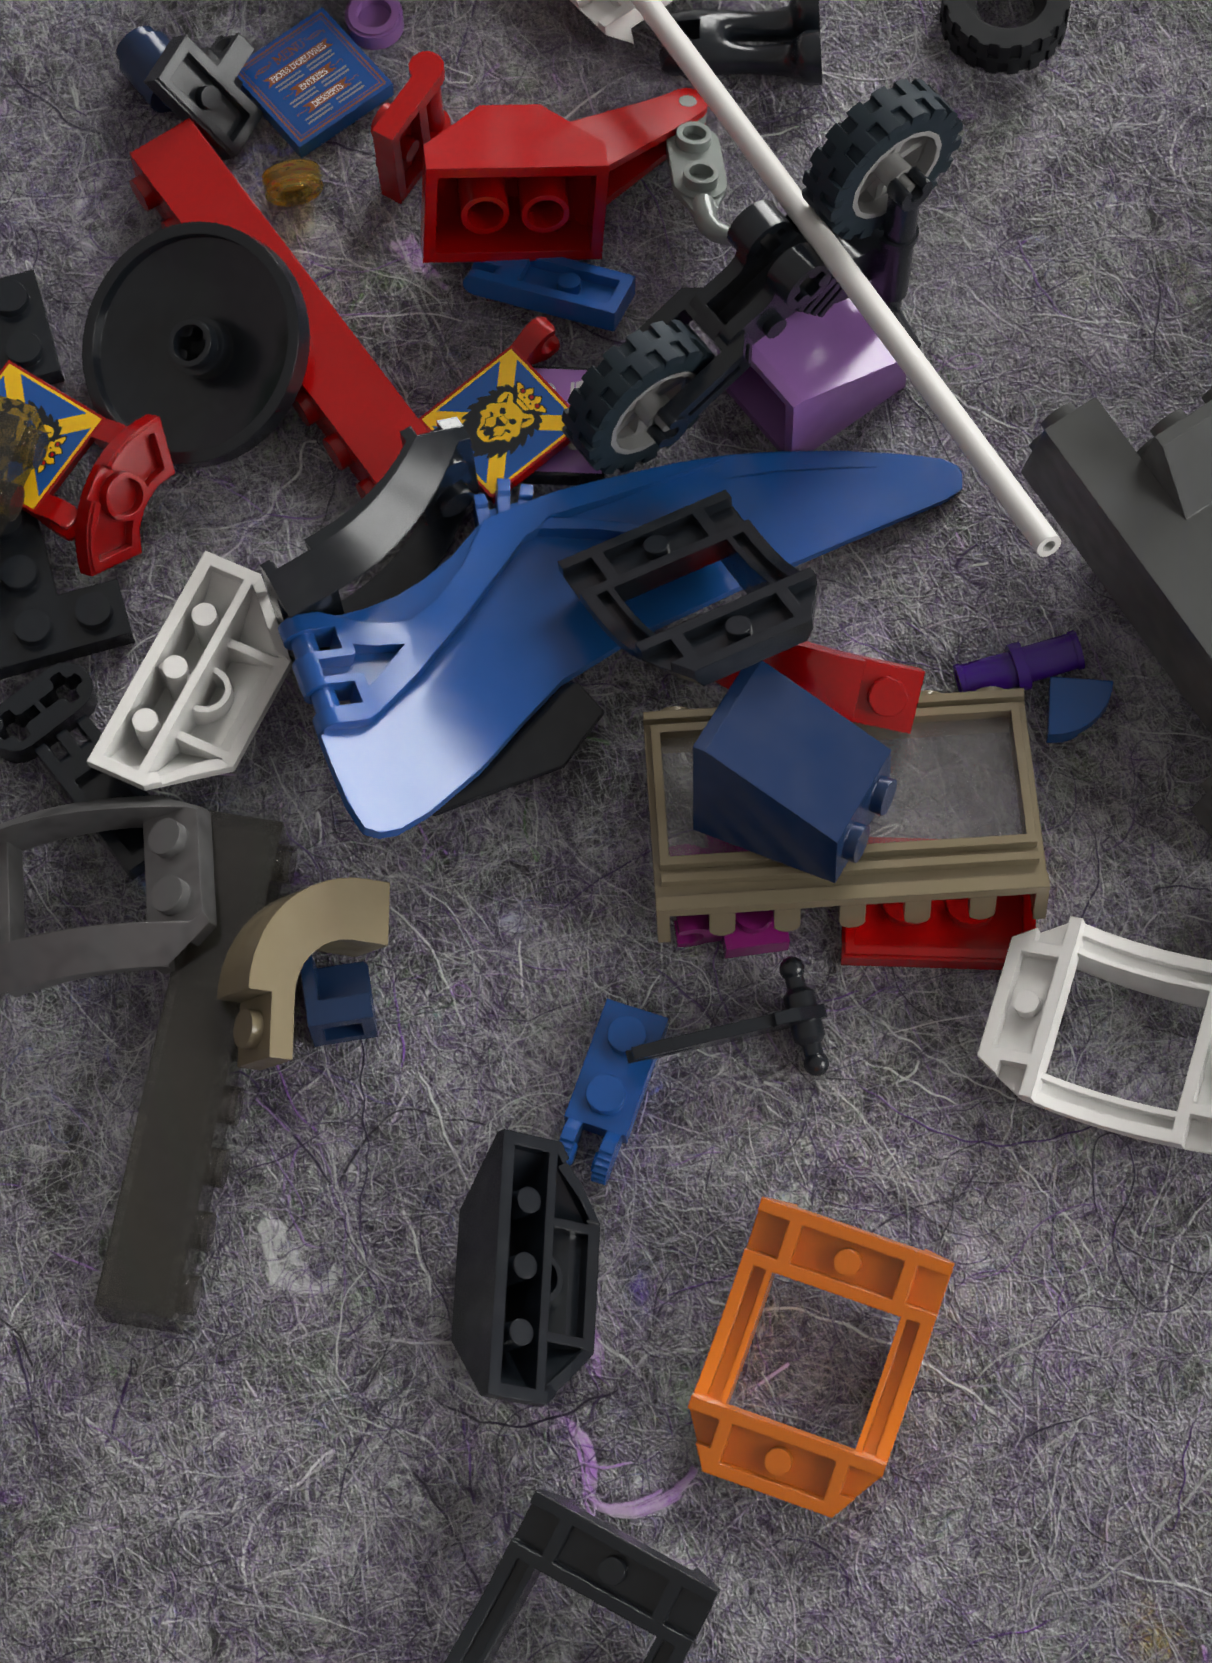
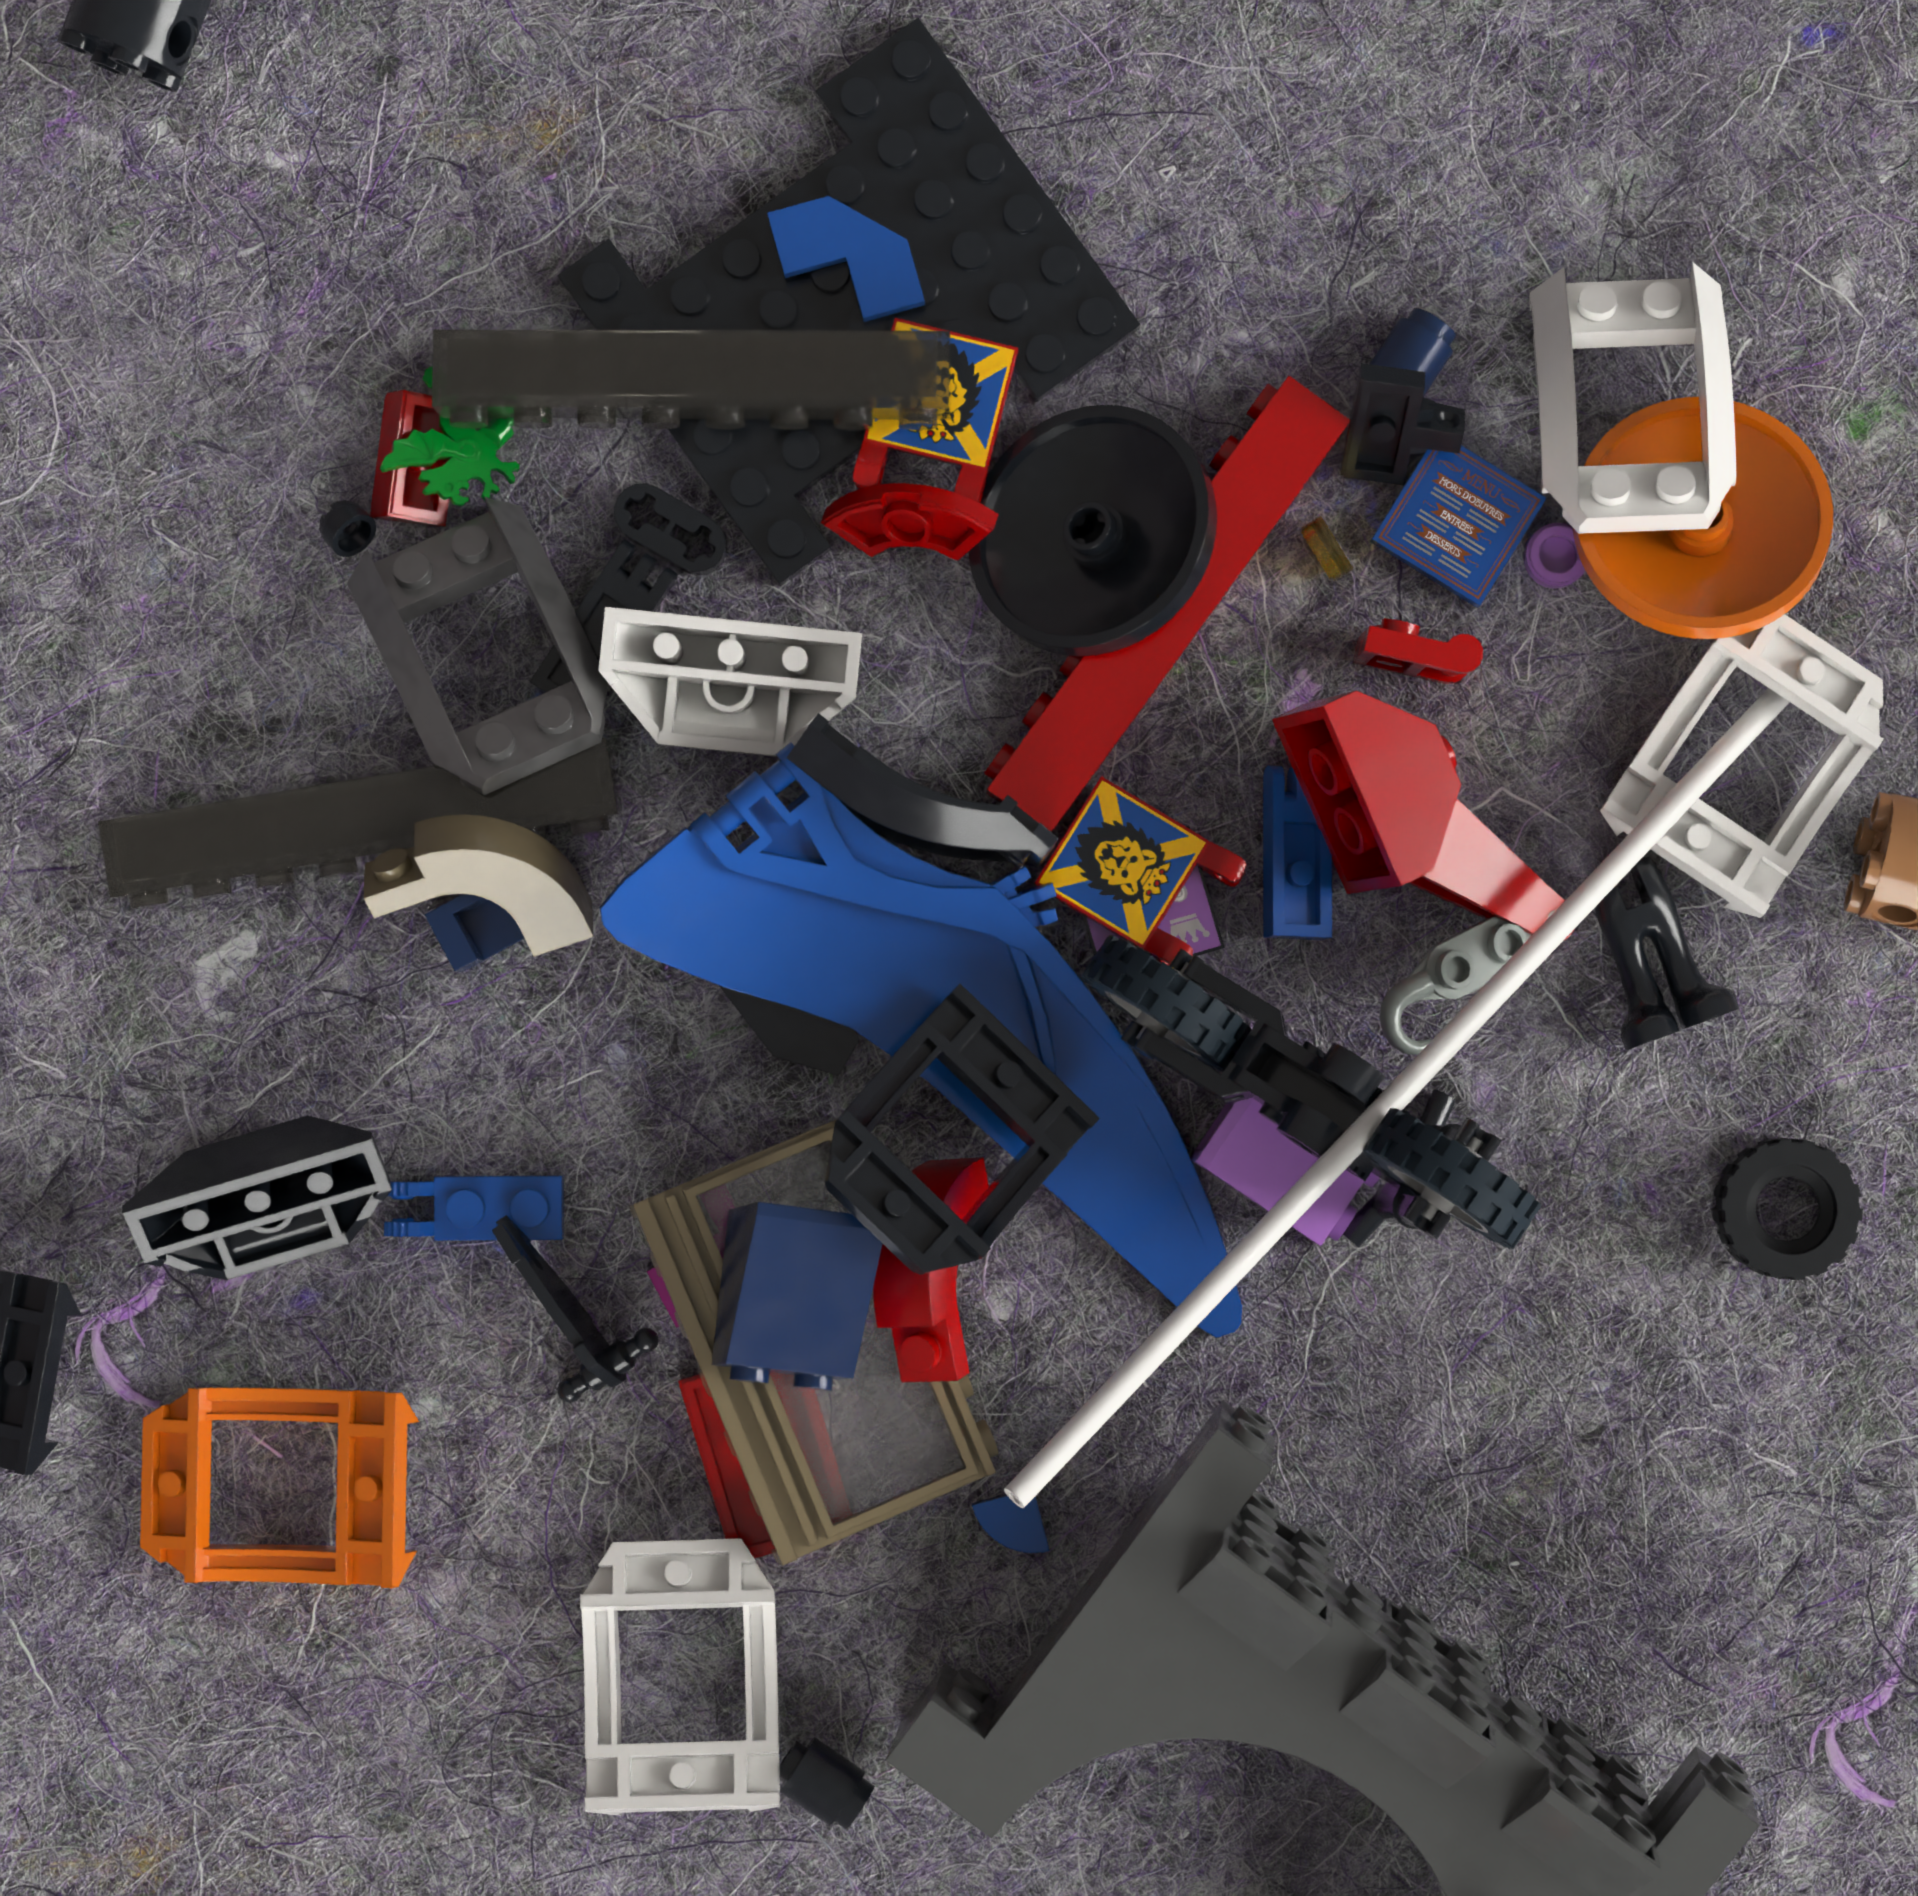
camera: 70 degrees right, 20 degrees up
(1022, 665) = (1023, 1442): dark purple pin -> none

